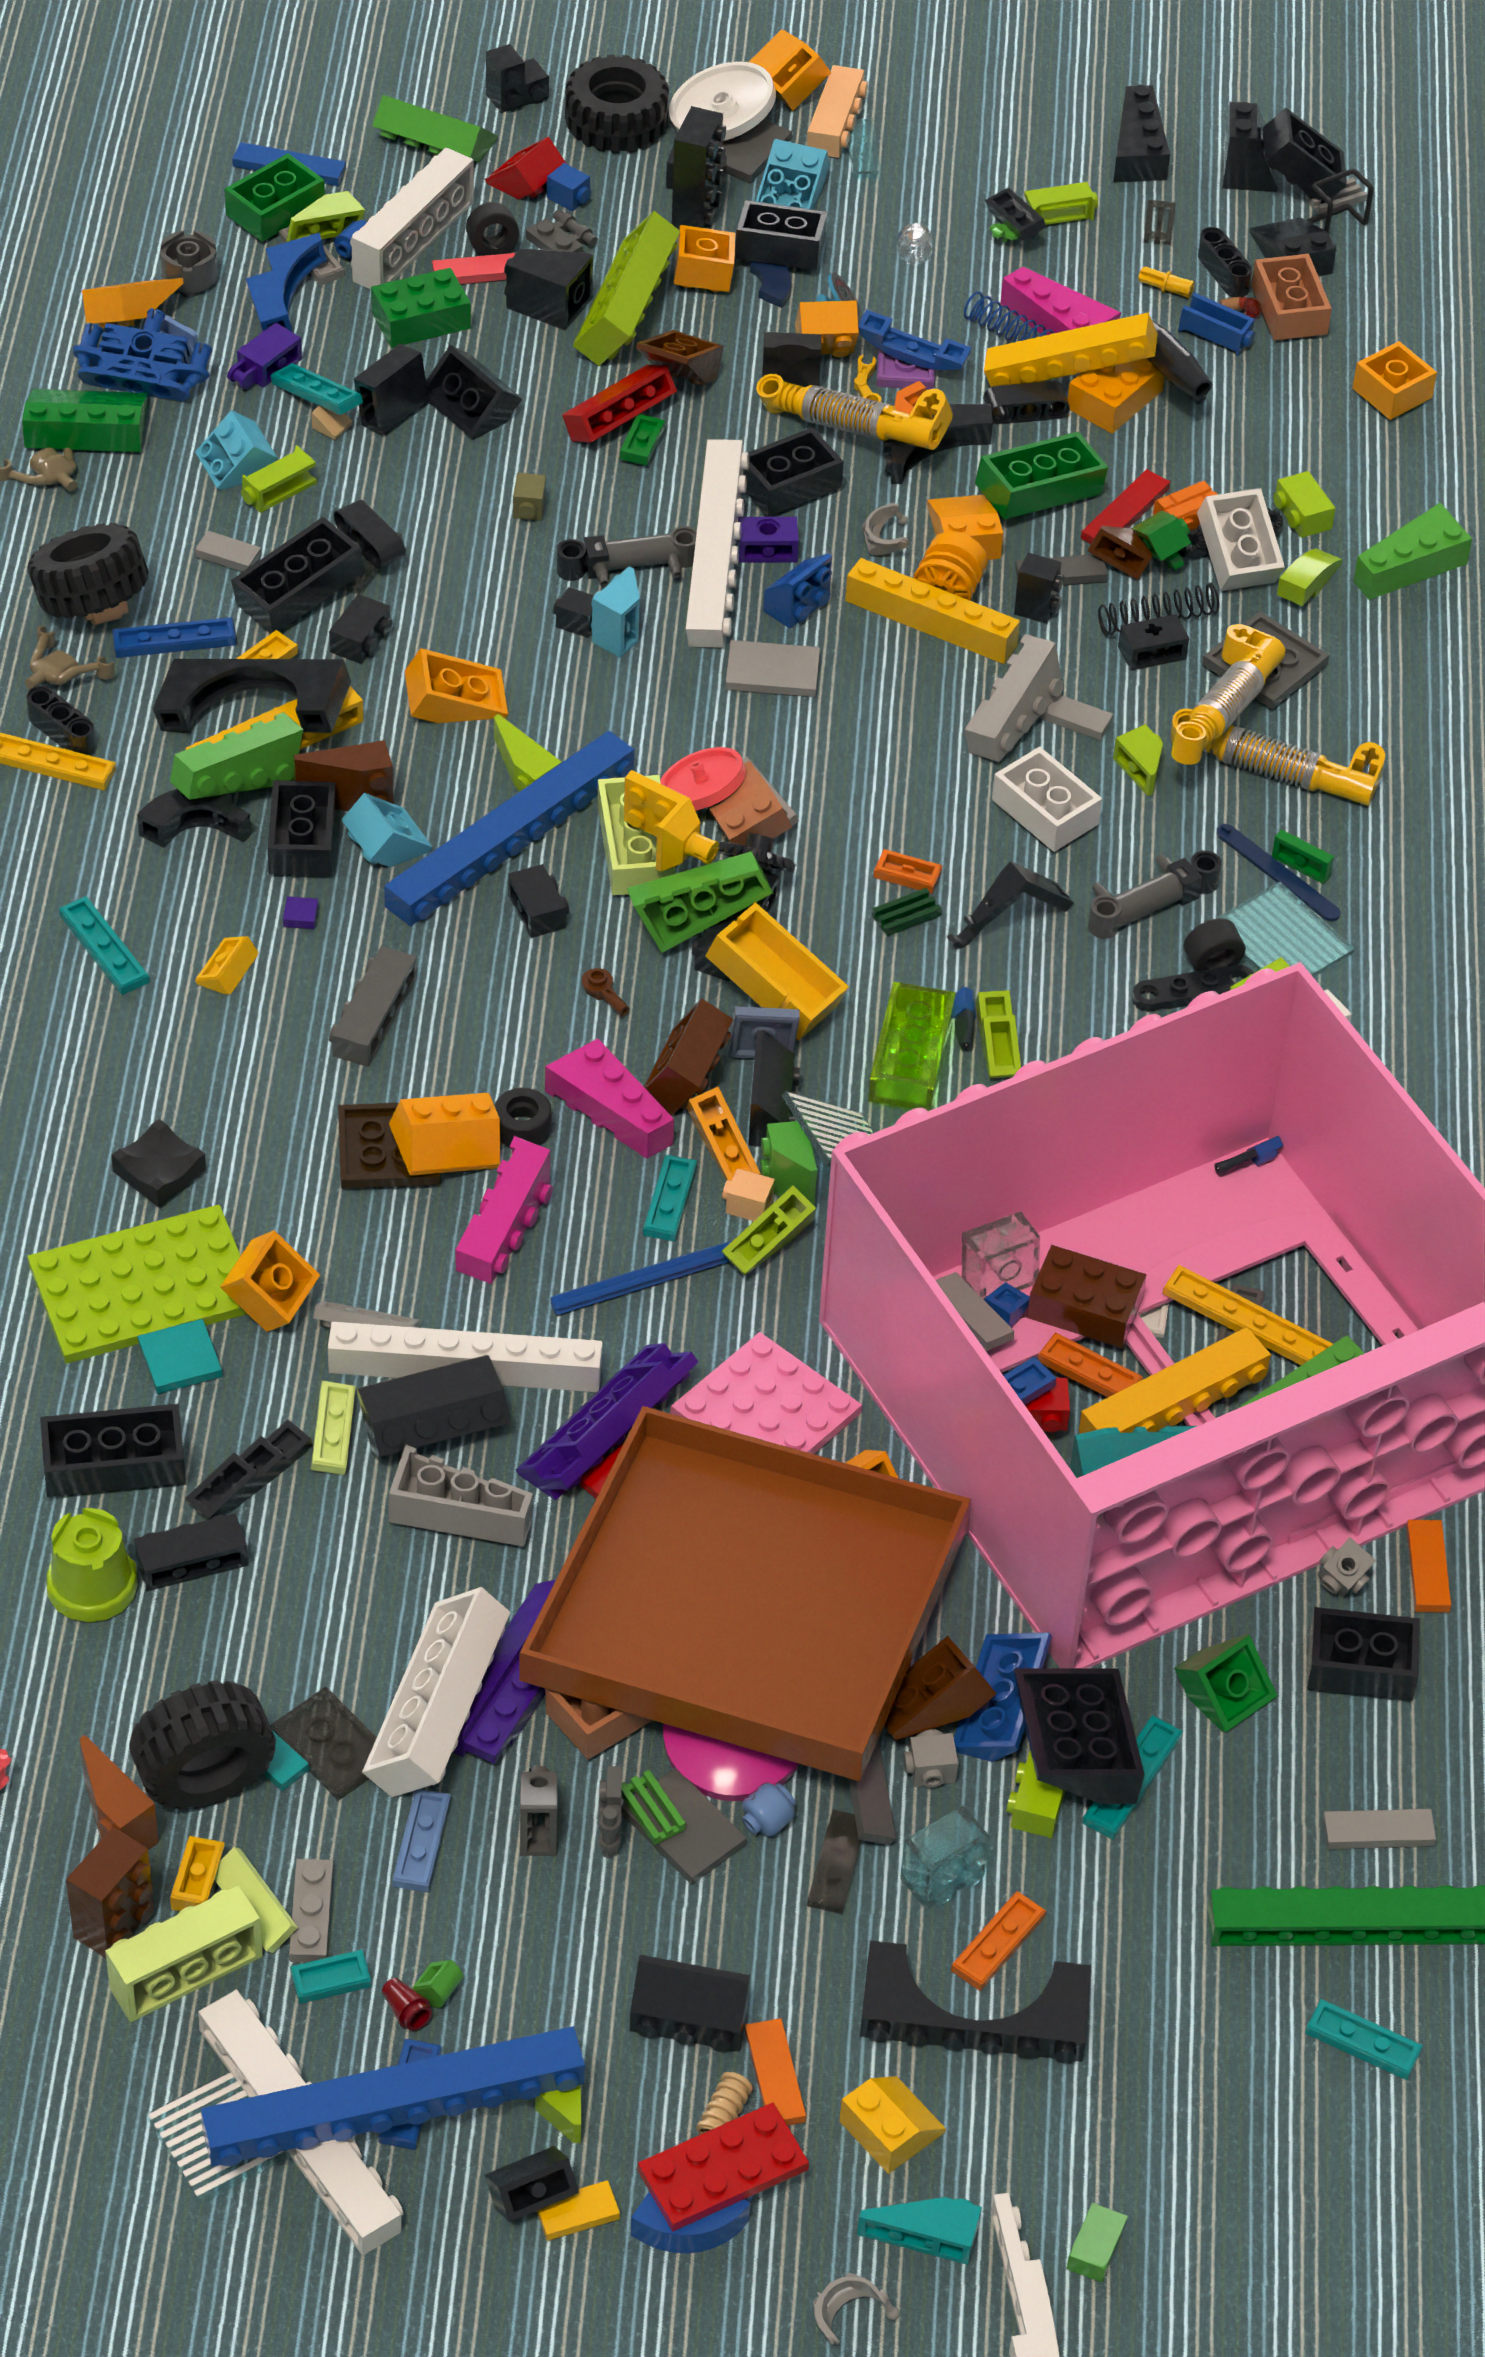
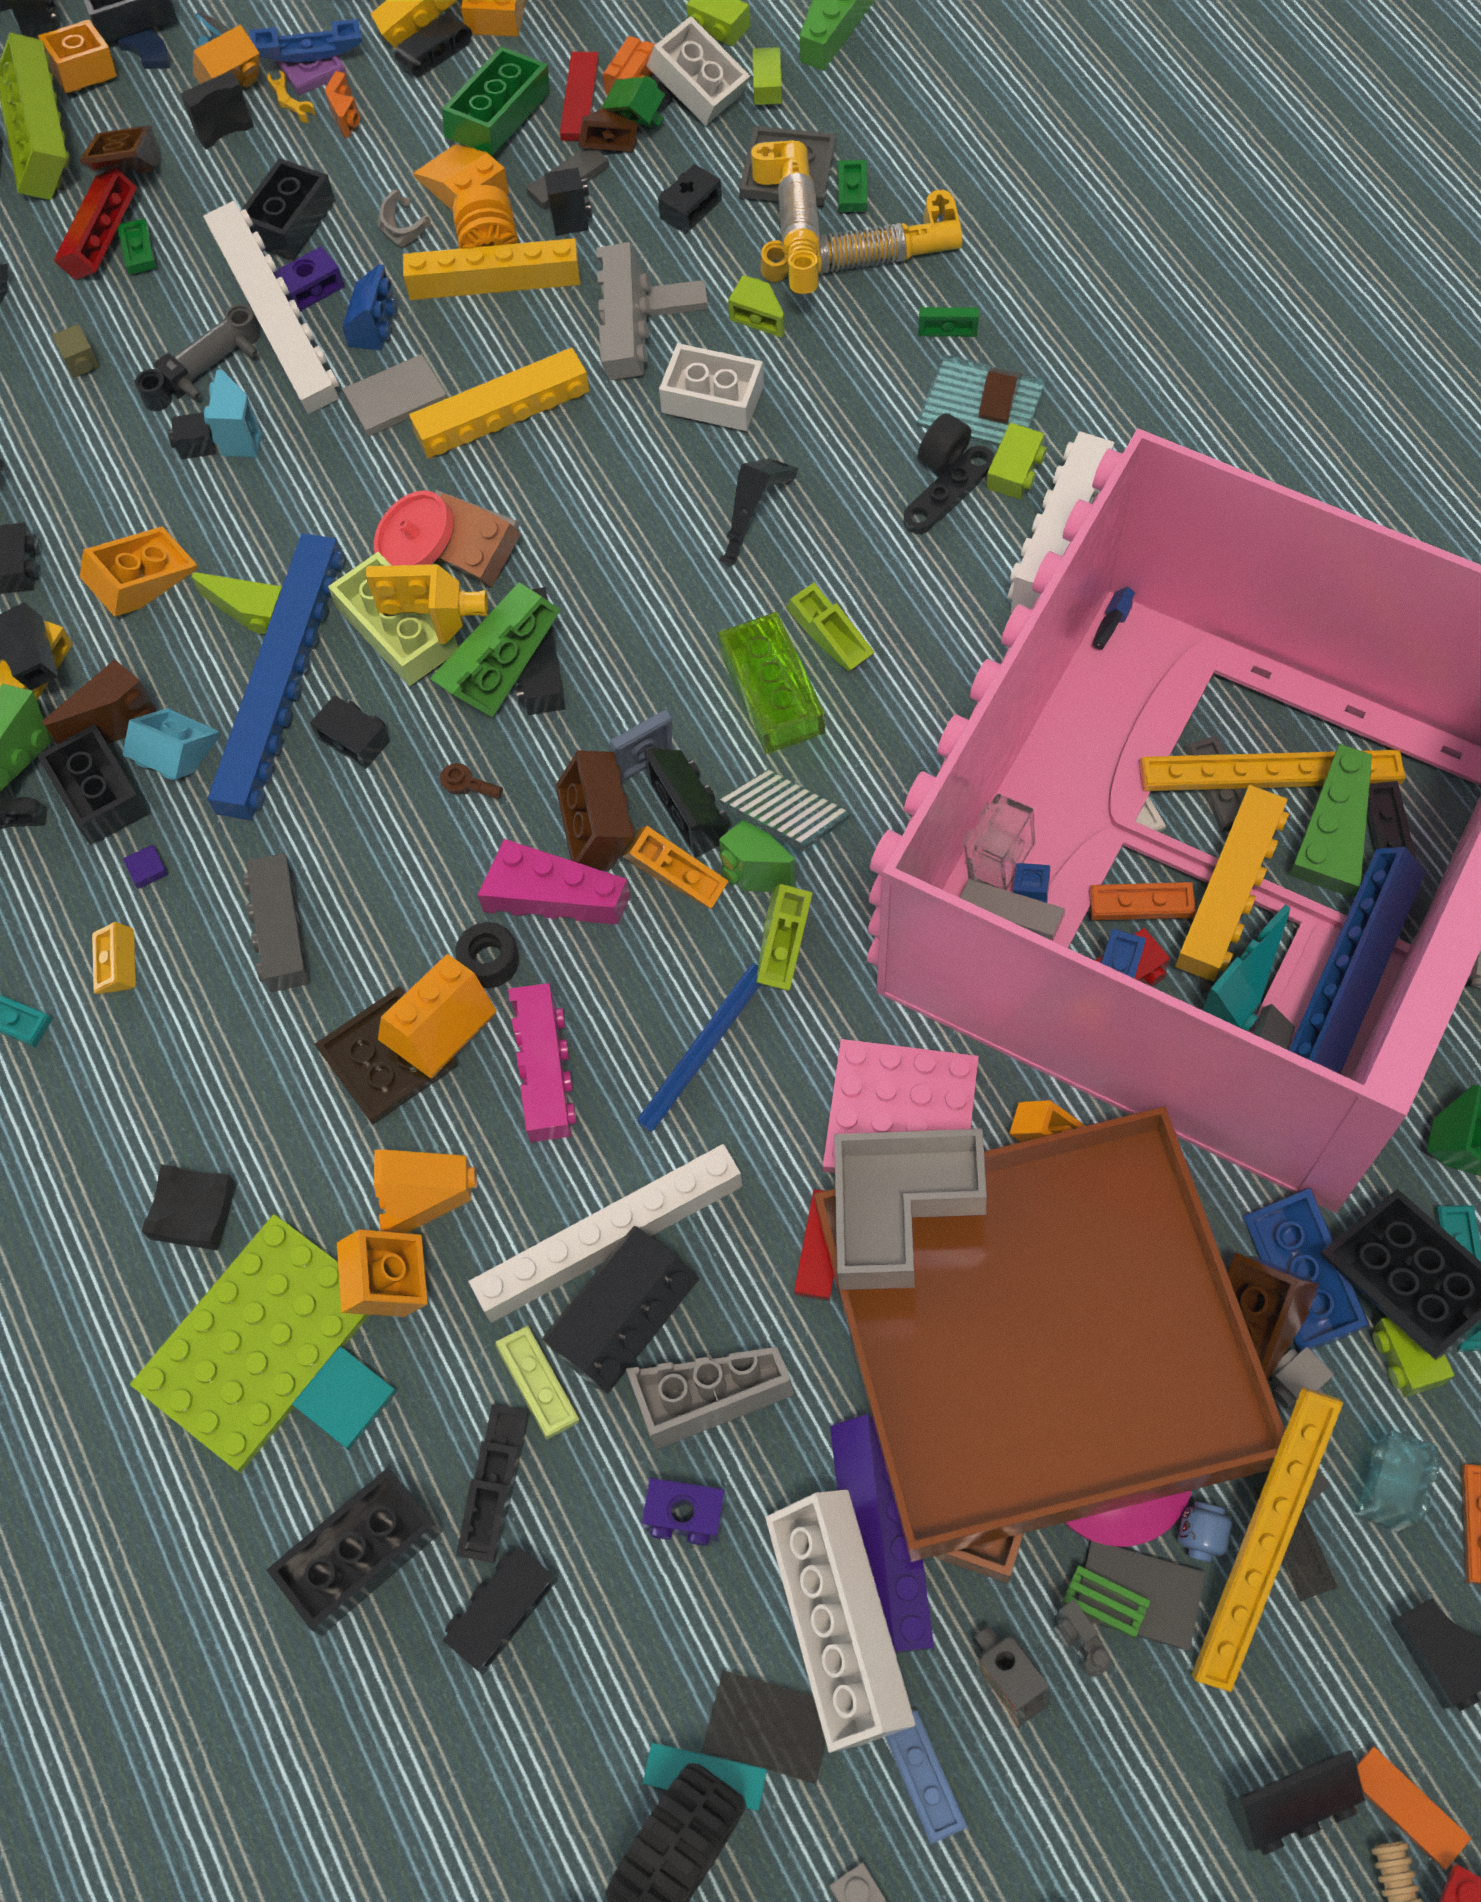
camera: 25 degrees left, 15 degrees up
(89, 1567) = (425, 1702): lime piece -> none
(335, 1312) = (489, 1250): light grey plate -> none
(345, 1242) = (419, 1187): none -> light orange slope
(371, 1552) = (666, 1496): none -> dark purple brick
(605, 1419) = (774, 1214): dark purple slope -> none
(670, 1198) = (667, 952): teal tile -> none
(700, 1418) = (888, 1181): none -> light grey piece
(748, 1194) = (736, 909): light nougat brick -> none
(762, 850) = (511, 573): black gear -> none
(776, 968) = (611, 679): yellow piece -> none
(800, 1812) = (1267, 1539): none -> yellow tile
(855, 719) = (499, 402): none -> yellow brick
(874, 421) = (329, 122): yellow piece -> none
(903, 908) = (679, 537): dark green tile -> none
(906, 874) = (641, 522): orange tile -> none
(964, 1014) = (794, 629): piece -> none
(969, 426) = (377, 108): black arch -> none
(1086, 1296) = (1094, 834): reddish brown brick -> none
(1147, 616) = (638, 193): black piece -> none
(1180, 883) = (870, 405): dark grey piece -> none
(1278, 872) = (934, 346): dark blue piece -> none
(1299, 935) = (999, 395): none -> reddish brown slope
(1310, 705) = (852, 185): none -> green plate

